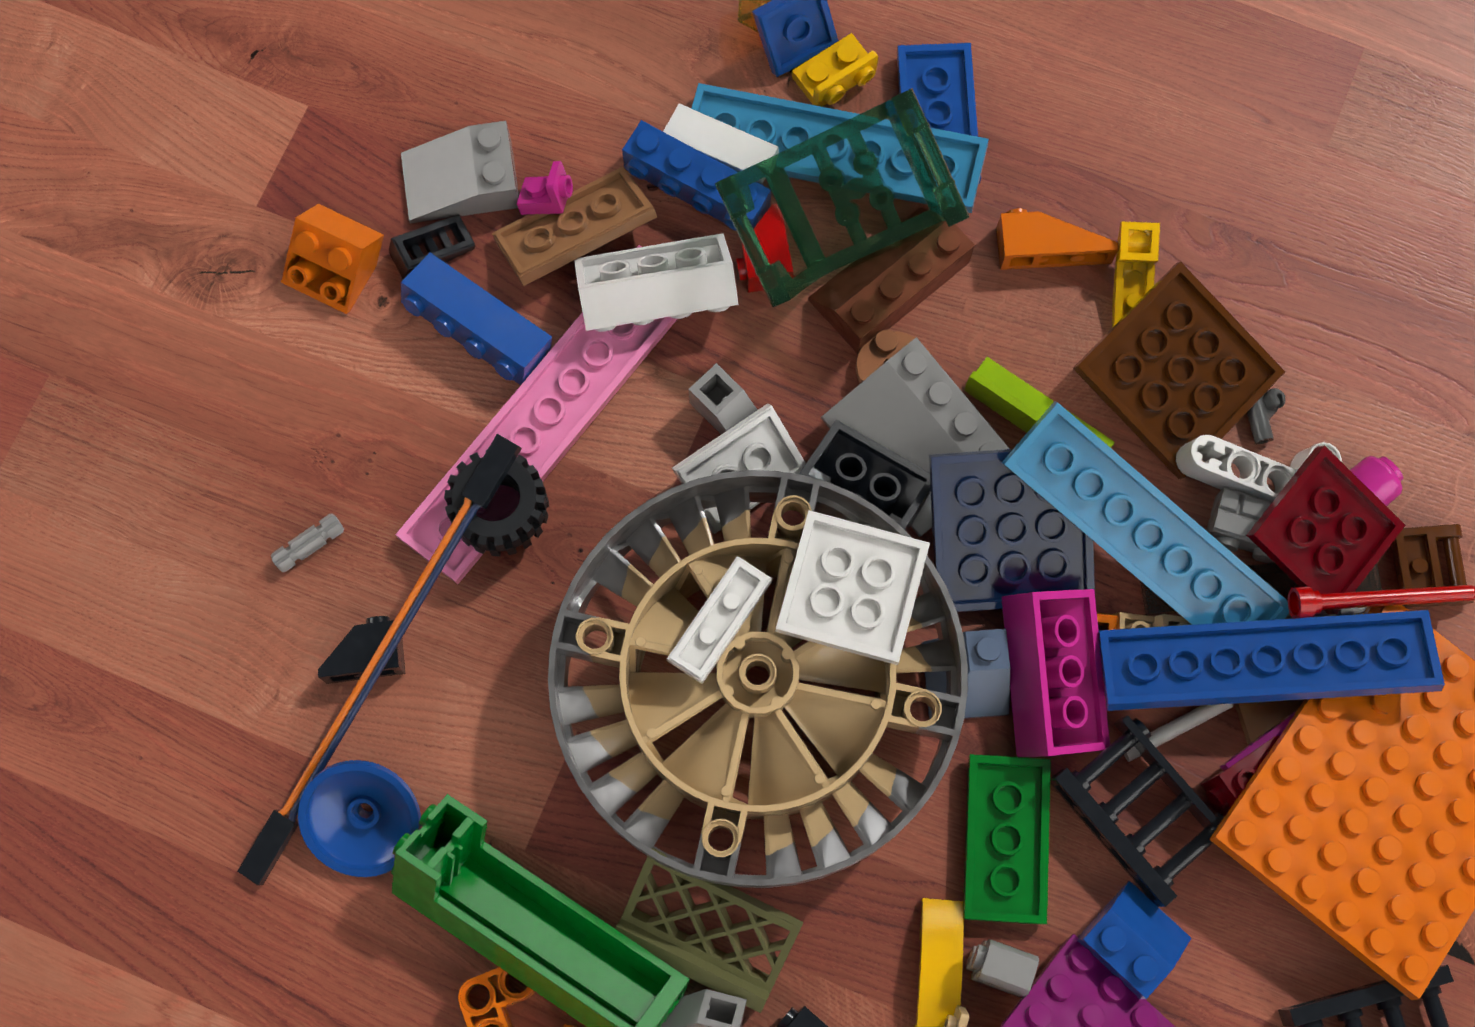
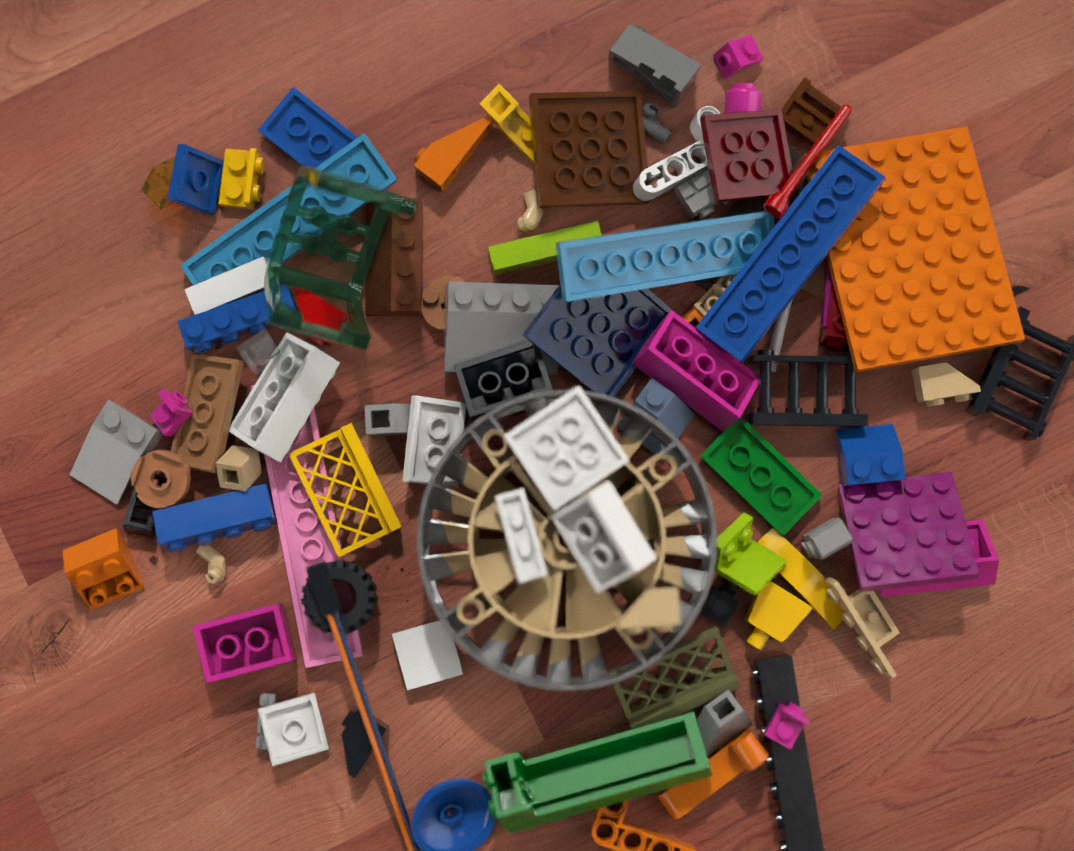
camera: 50 degrees left, 10 degrees up
(320, 575) = (293, 729): none -> white tile
(371, 451) = (244, 642): none -> dark pink brick
(430, 361) = (216, 563): none -> tan arm
(484, 248) = (177, 474): none -> nougat plate
(511, 647) = (427, 654): none -> white tile
(545, 299) = (238, 468): none -> tan brick
(643, 437) = (370, 486): none -> yellow fence
(680, 221) = (258, 351): none -> clear panel
(761, 822) = (652, 608): none -> tan slope
(793, 704) = (603, 537): none -> white slope
(831, 916) = (720, 604): none -> black plate
(872, 982) = (774, 615): none -> yellow torso
(900, 892) = (745, 560): none -> lime bracket
(1059, 373) = (533, 213): none -> tan arm
(1286, 952) = (941, 382): none -> tan slope
(1326, 363) = (654, 64): none -> wedge
(1415, 438) = (737, 55): none -> dark pink bracket

